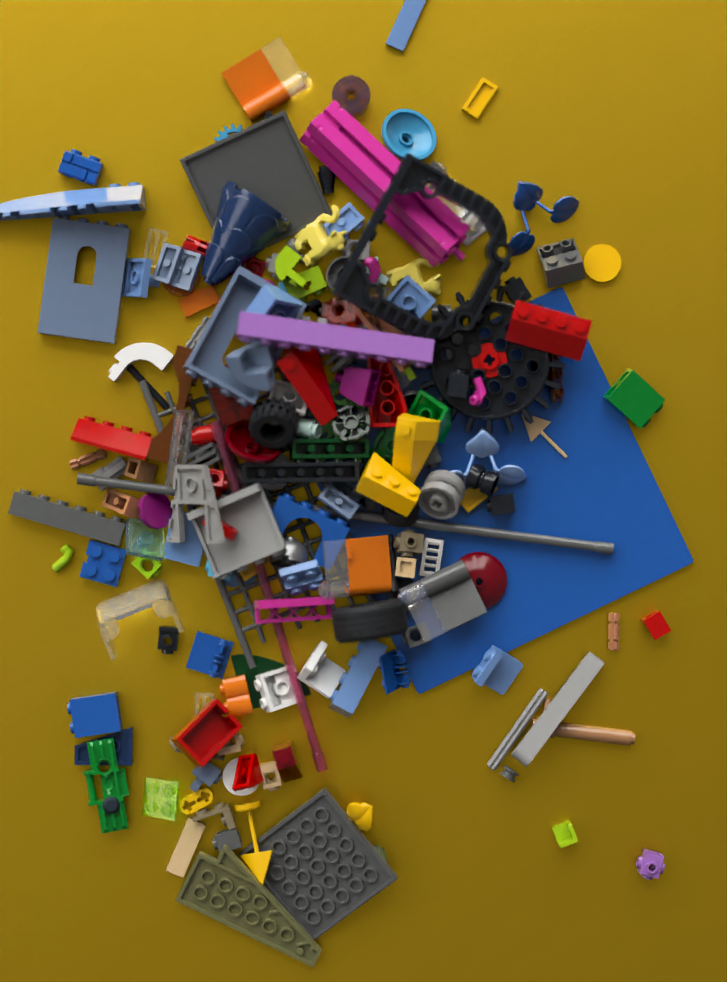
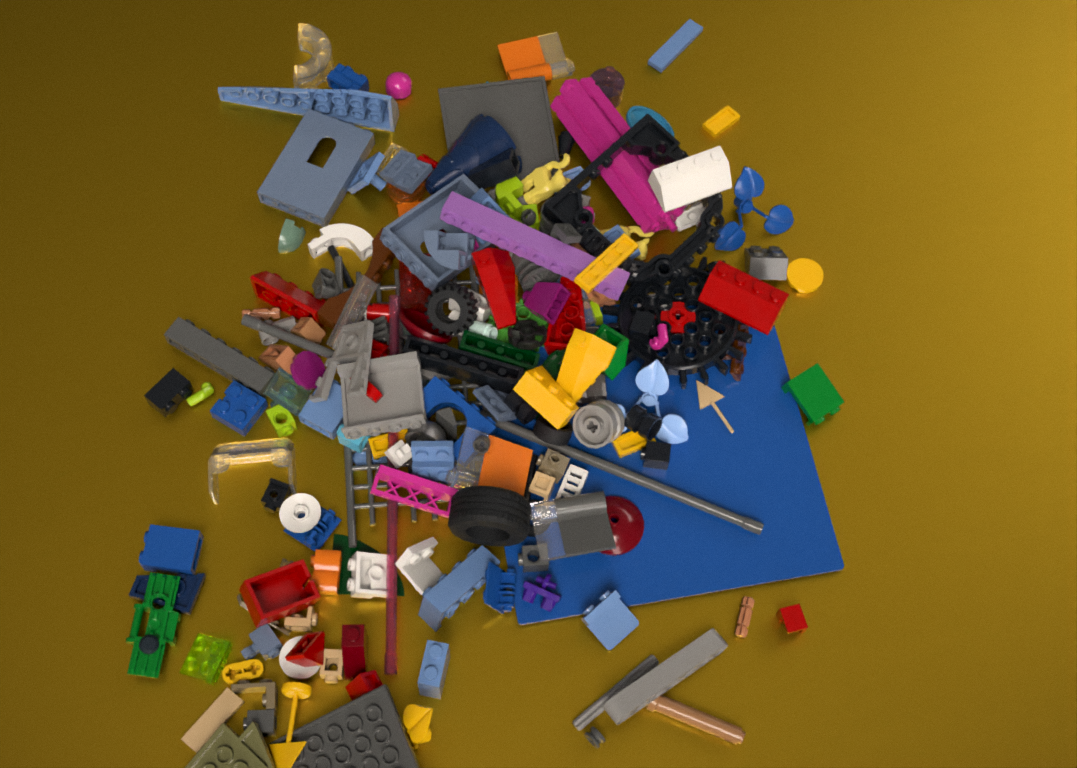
camera: 10 degrees right, 25 degrees down
(34, 567) = (169, 393): none -> black brick
(45, 149) = (321, 63): none -> clear brick
(86, 368) = (290, 237): none -> sand green brick
(133, 153) = (398, 85): none -> dark pink hair
(141, 416) = (325, 284): none -> dark grey piece
(189, 657) = (296, 505): none -> white dish
(268, 578) = (399, 453): none -> white tile
(270, 249) = (495, 169): none -> black slope
(304, 535) = (447, 421): none -> dark grey slope
(305, 788) = (363, 684): none -> red brick
(319, 286) = (530, 220): none -> dark grey hinge
(343, 555) = (477, 442): none -> dark grey hinge
(359, 759) = (434, 669): none -> medium blue brick
(362, 319) = (565, 233): none -> dark grey bracket
(409, 339) = (606, 263): none -> yellow tile
(432, 661) = (550, 598): none -> dark purple hips
(470, 219) = (691, 179): none -> white slope

